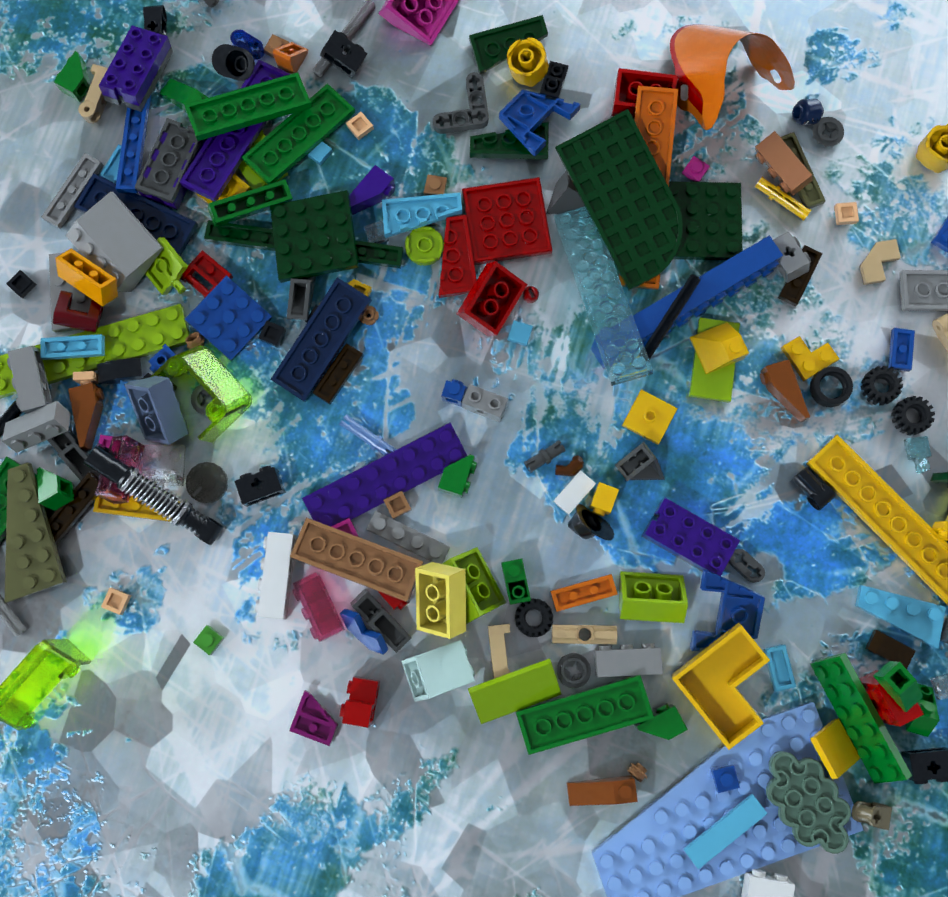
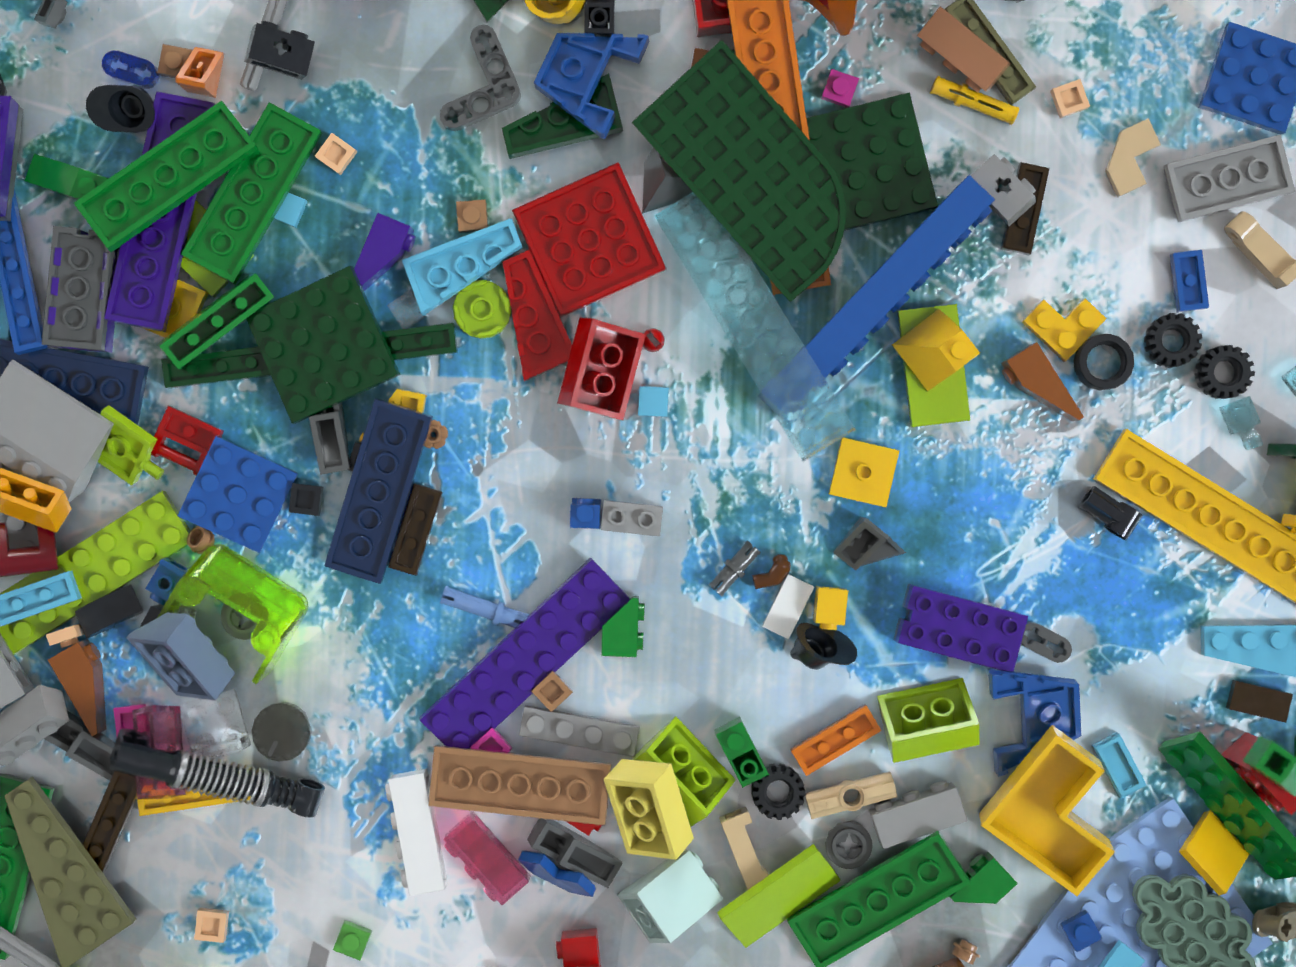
camera: 15 degrees left, 10 degrees up
(53, 490) = (76, 803): green slope -> none
(271, 486) = (373, 712): black brick -> none
(671, 315) = (859, 334): black axle -> none

